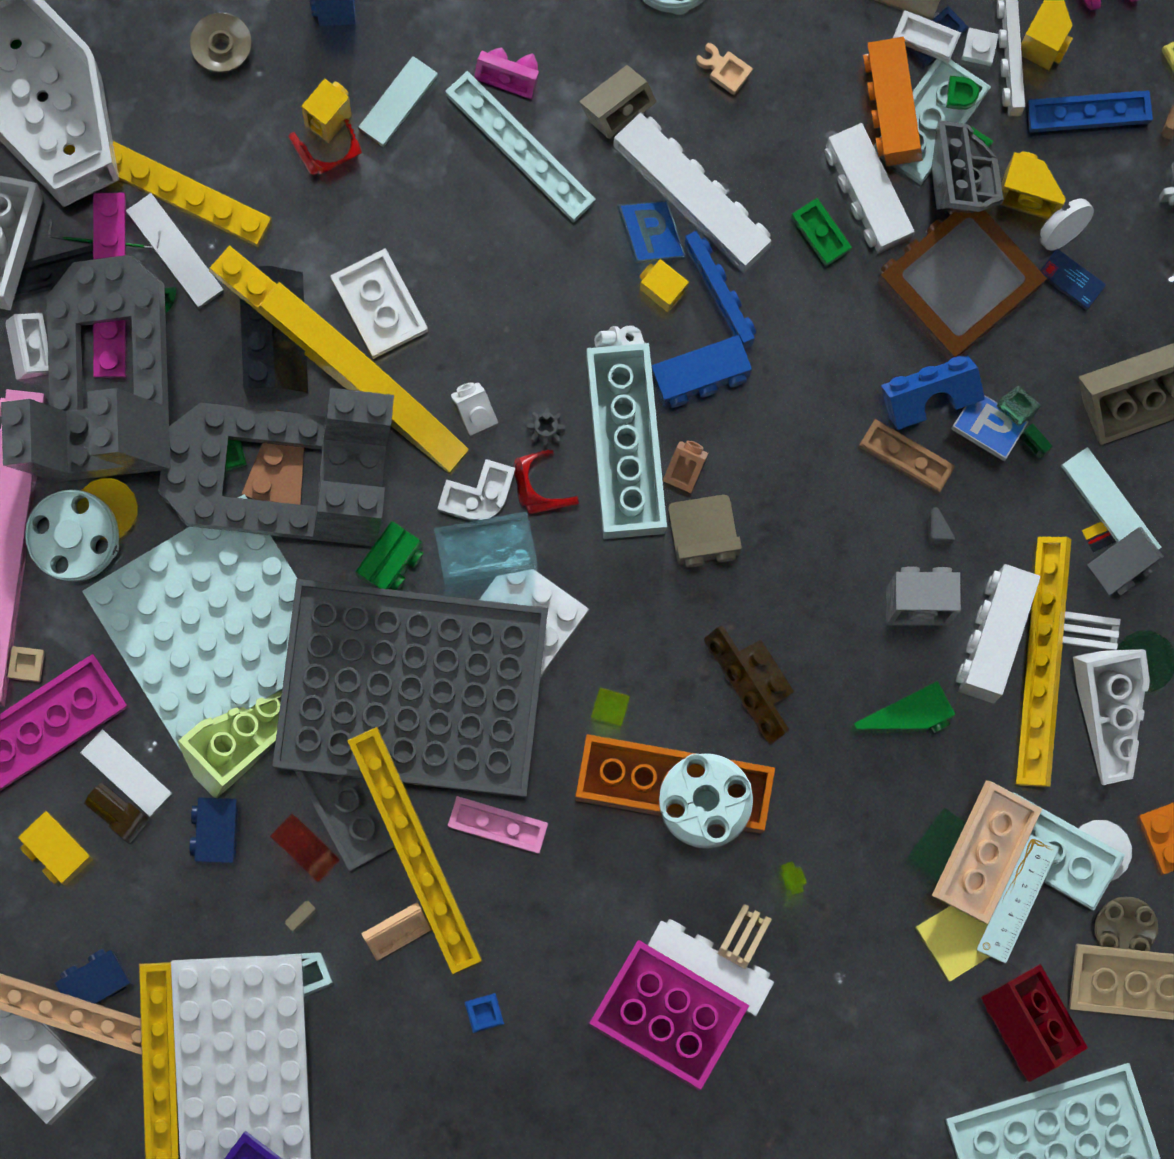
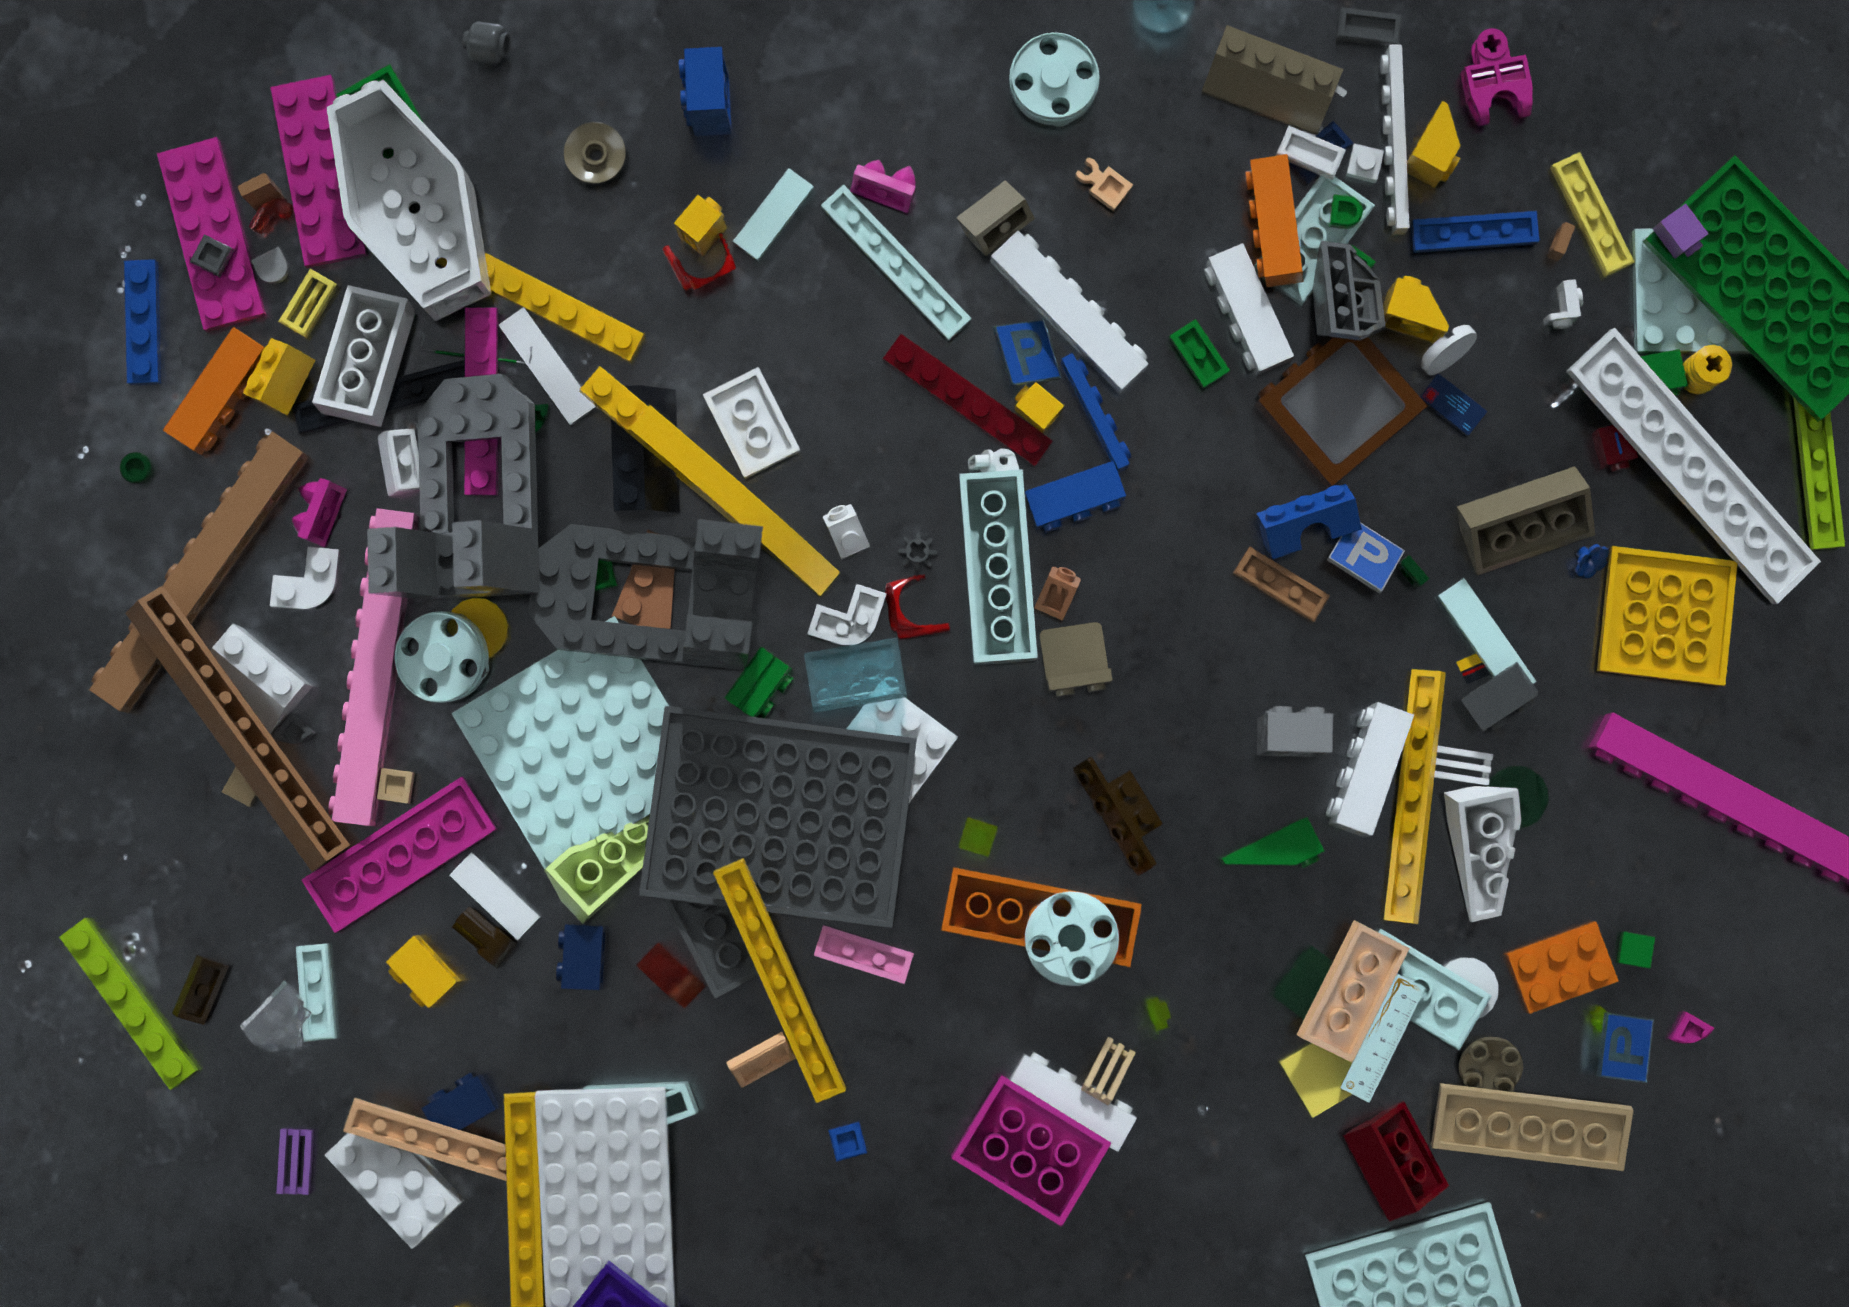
camera: 10 degrees right, 5 degrees up
(300, 916) = (666, 1043): dark tan tile -> none
(593, 279) = (967, 400): none -> dark red plate
(938, 529) = (1310, 660): dark grey slope -> none
(1018, 405) = (1395, 535): clear green plate -> none

